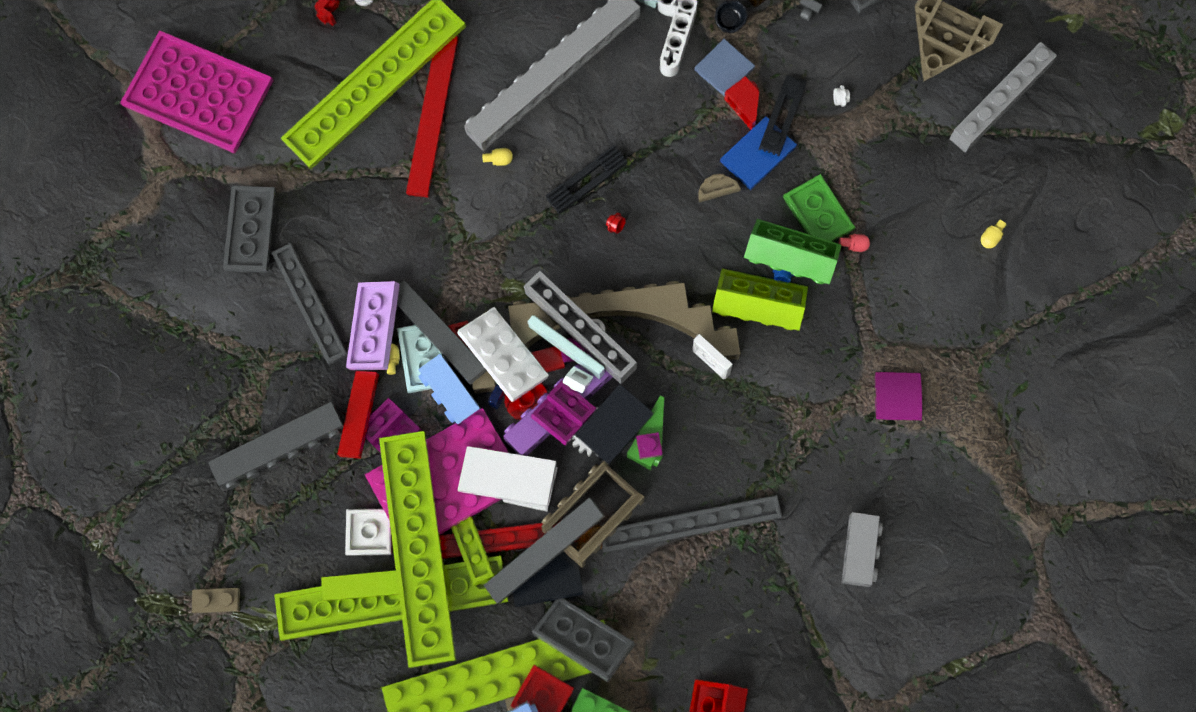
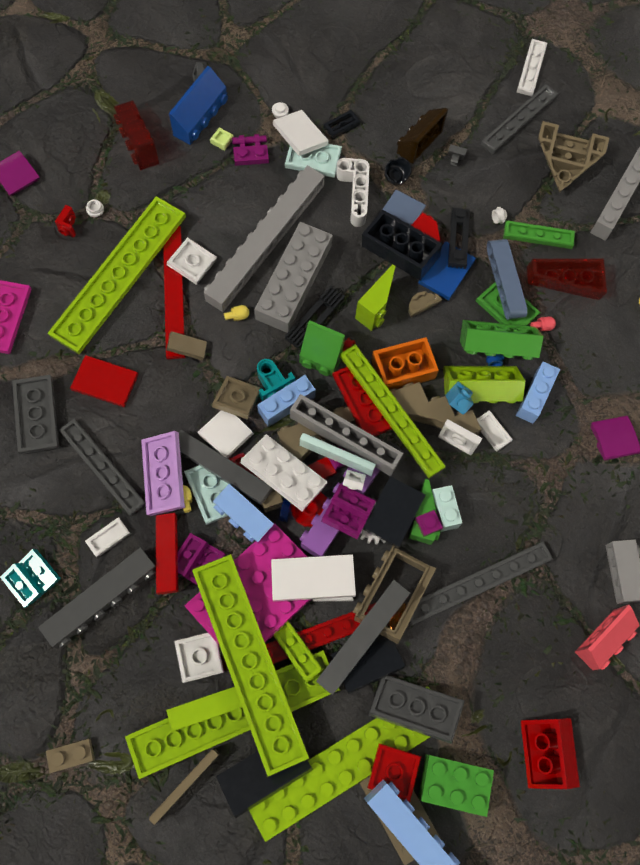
camera: 25 degrees left, 5 degrees down
(210, 408) = (30, 578): none -> slope
(300, 383) = (107, 537): none -> white tile
(324, 658) = (184, 786): none -> dark tan tile
(332, 206) = (104, 381): none -> red tile
(388, 672) = (248, 783): none -> black tile
(431, 184) = (186, 345): none -> dark tan tile
(452, 294) = (225, 433): none -> white slope
(460, 82) = (191, 261): none -> white tile
(474, 256) = (236, 397): none -> dark tan tile
(515, 275) = (280, 403): none -> light blue brick
(519, 246) = (273, 380): none -> teal pin
(573, 126) = (293, 277): none -> light grey brick
(580, 222) = (321, 348): none -> bright green slope
(616, 290) = (359, 403): none -> red tile
(640, 310) = (392, 411): none -> lime tile
(658, 177) = (373, 303): none -> lime slope
(673, 258) = (405, 363): none -> orange brick
(675, 433) = (447, 508): none -> light aqua brick
(708, 112) = (401, 244): none -> black brick
(723, 312) = (460, 398): none -> dark azure brick
(757, 357) = (493, 431): none -> white tile
(816, 616) = (608, 638): none -> coral slope
(821, 323) = (537, 392): none -> light blue brick
(823, 179) = (506, 279): none -> sand blue beam
(884, 129) = (539, 234): none -> bright green tile
(903, 190) = (570, 276): none -> clear red wedge

